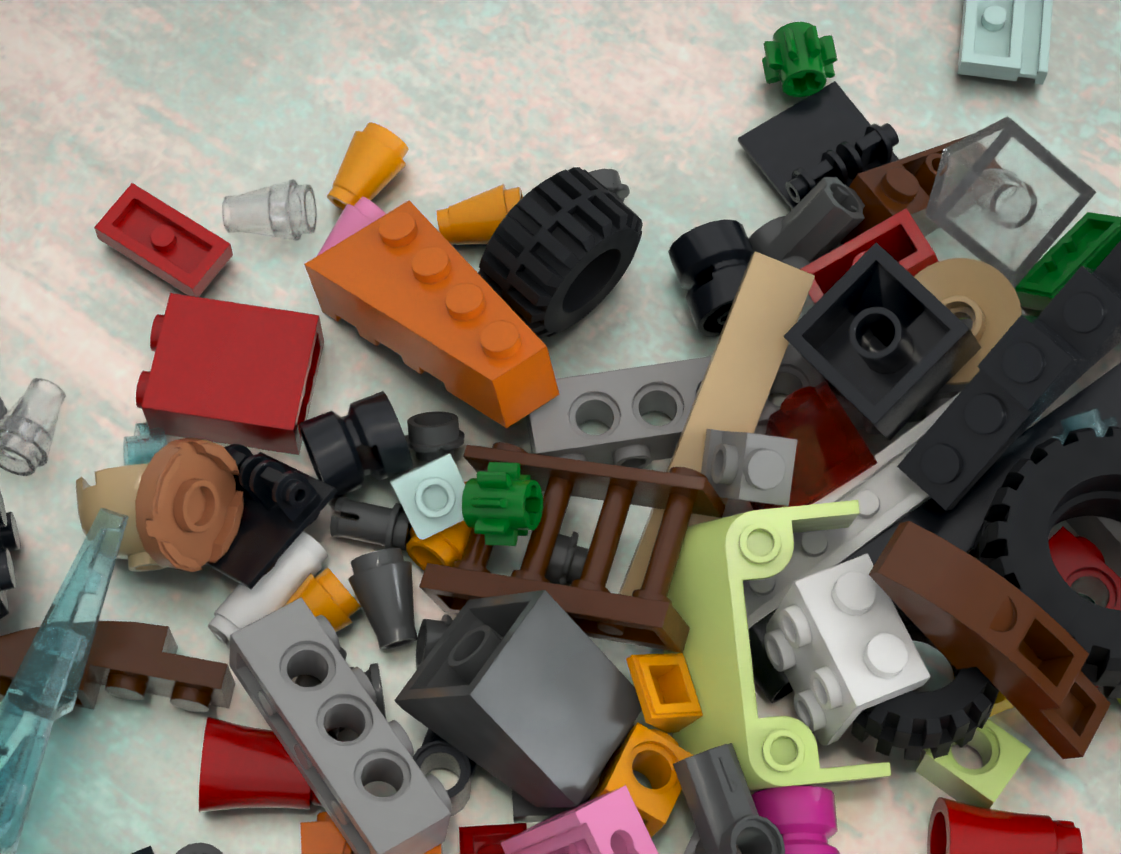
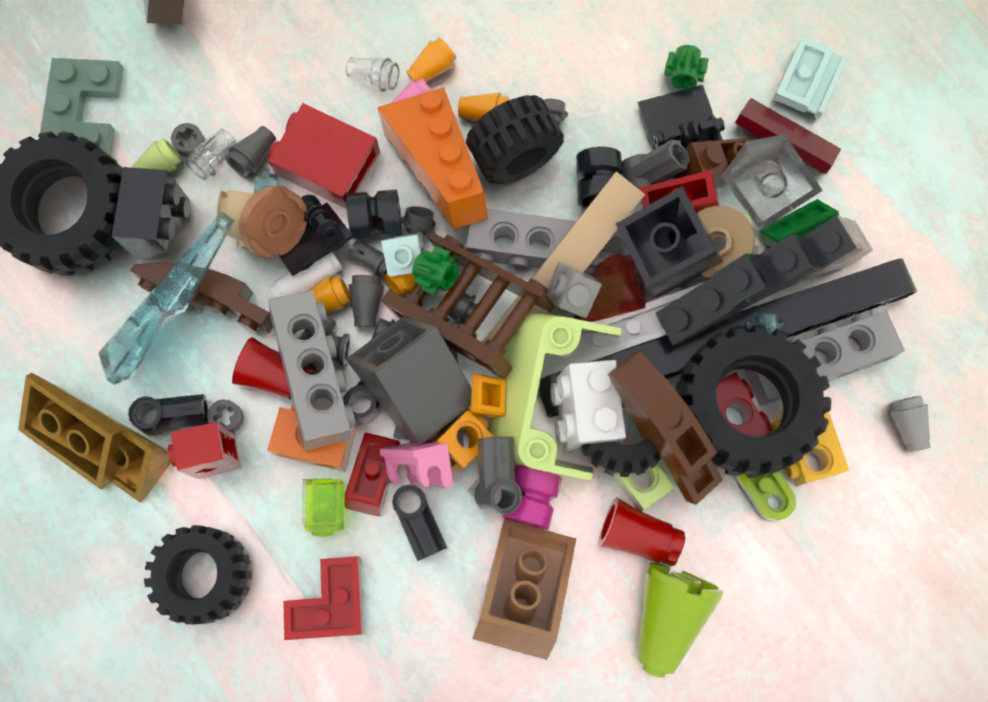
camera: 20 degrees right, 10 degrees up
(97, 406) = (249, 152): none -> dark grey cone
(163, 241) = (312, 72): red plate -> none
(963, 113) = (768, 123): none -> dark red tile

